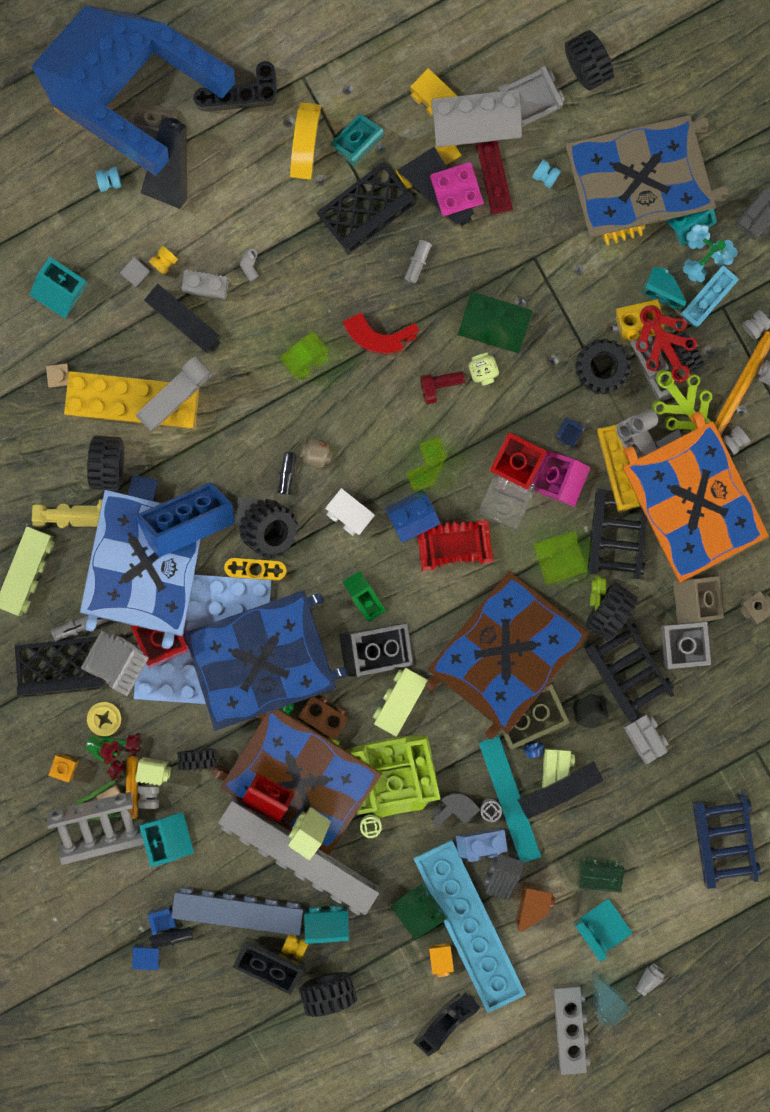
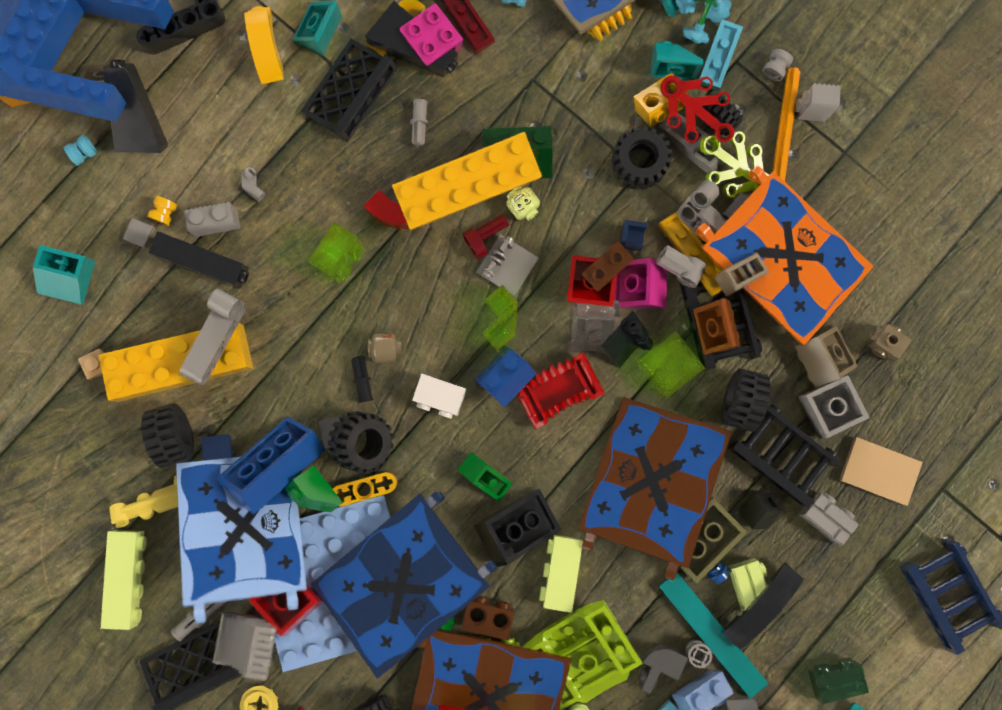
camera: 20 degrees left, 5 degrees down
(213, 556) = (313, 491): none -> green slope
(440, 336) = (467, 181): none -> yellow brick
(450, 418) = (507, 264): none -> light grey hinge
(529, 522) = (626, 339): none -> black hinge
(533, 454) = (607, 266): none -> reddish brown brick
(597, 588) = (723, 381): lime plate -> none
(603, 480) = (686, 268): none -> light grey piece
(610, 540) = (716, 327): none -> dark orange slope
(635, 507) = (730, 283): none -> dark tan slope
(707, 715) = (880, 471): none -> tan tile
(736, 439) = (802, 182): light grey wheel -> none

